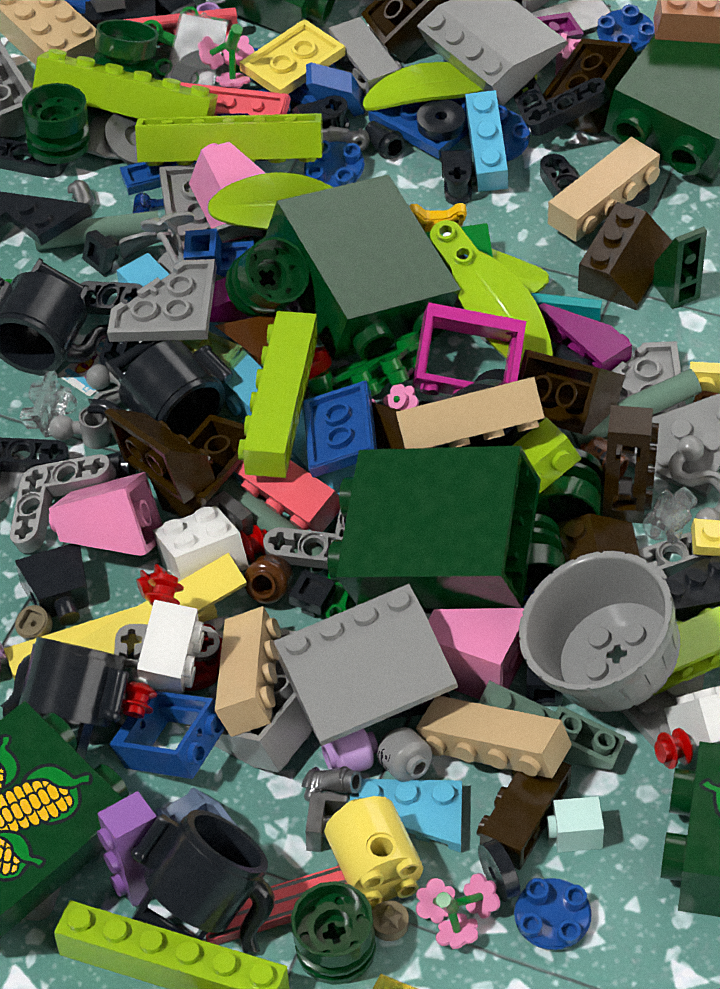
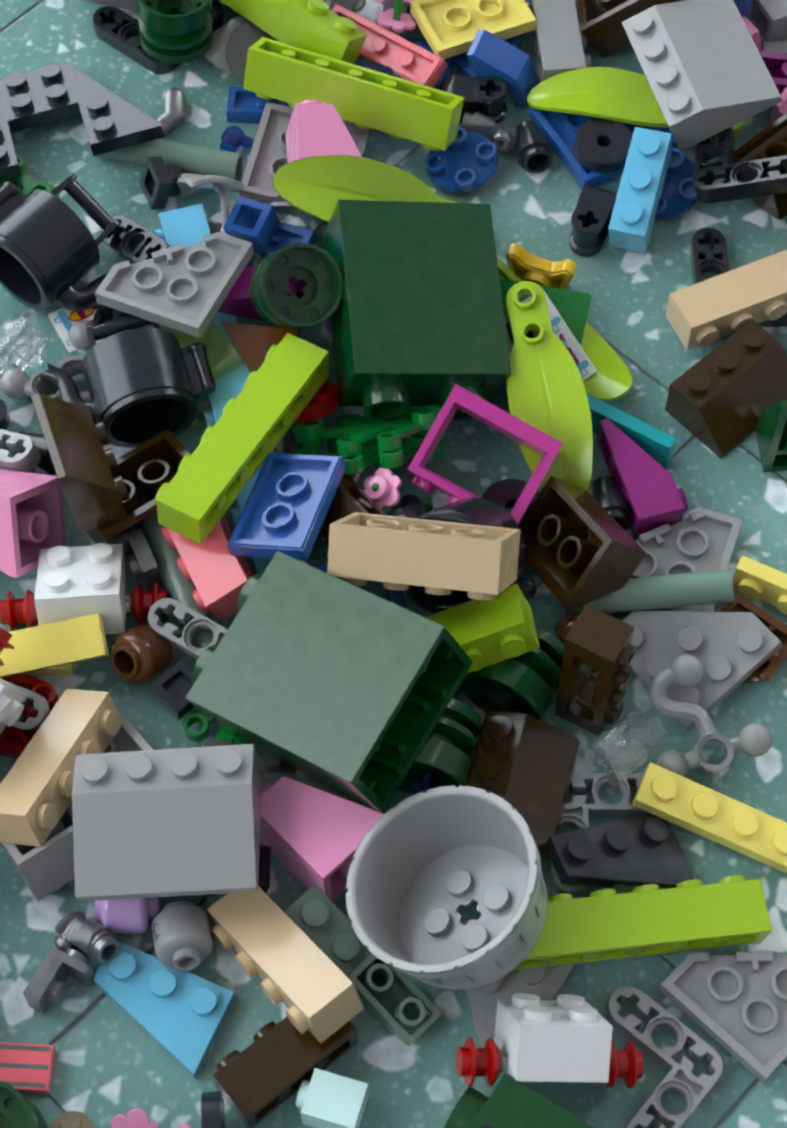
camera: 20 degrees right, 10 degrees up
(374, 849) = (82, 1032): light yellow cylinder -> none

